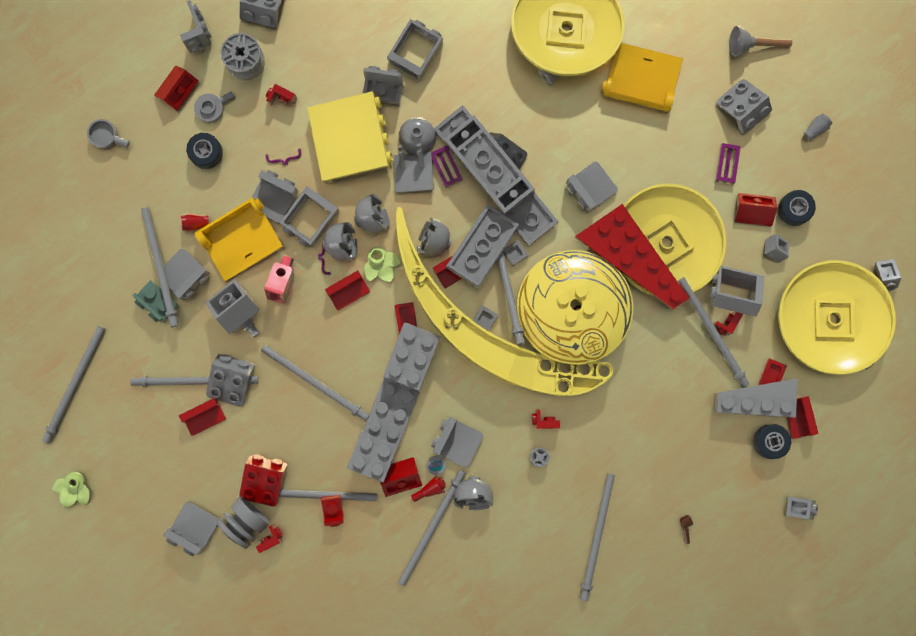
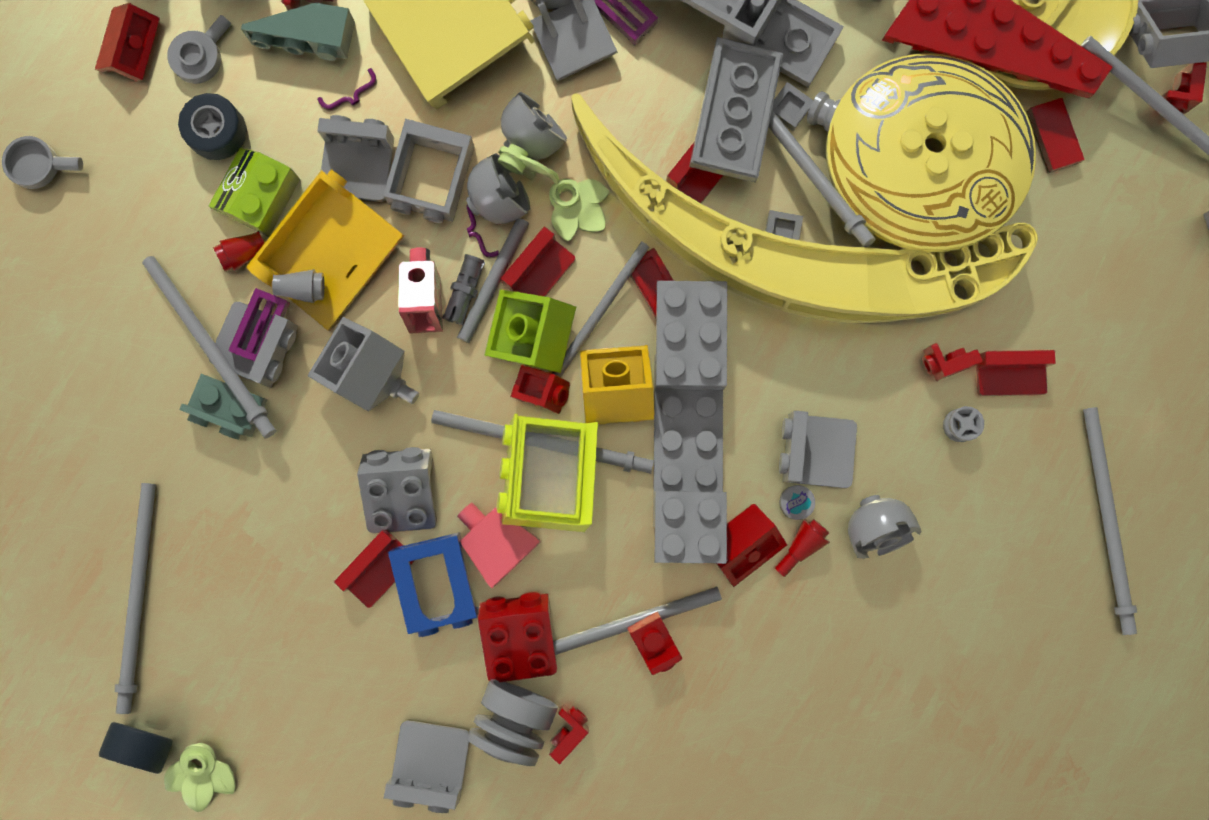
camera: 20 degrees left, 0 degrees up
(45, 462) = (135, 748): none -> black wheel
(144, 381) = (255, 547): light grey bar -> none
(201, 255) = (247, 320): none -> magenta tile
(213, 193) = (255, 191): none -> lime slope
(218, 253) = (300, 285): none -> light grey cone
(243, 440) = (463, 598): none -> blue panel
(270, 426) = (493, 545): none -> coral torso
(275, 116) = (308, 28): none -> sand green slope
(304, 286) = (464, 289): none -> flat silver pin
(310, 401) = (548, 474): none -> window
(321, 287) = (493, 280): none -> light grey bar
(324, 355) = (541, 389): none -> red bracket
(330, 322) = (530, 330): none -> lime slope
(355, 229) = (516, 161): none -> yellowish green plate
(364, 367) = (617, 385): none -> yellow slope
(369, 326) = (603, 306): none -> light grey axle
(431, 528) = (830, 609): light grey bar -> none
(434, 238) = (650, 128): light grey cylinder -> none
(529, 261) = (822, 110): none -> light grey wheel
(577, 440) = (1013, 372): none -> red panel
(651, 321) = (1055, 135): none -> red tile

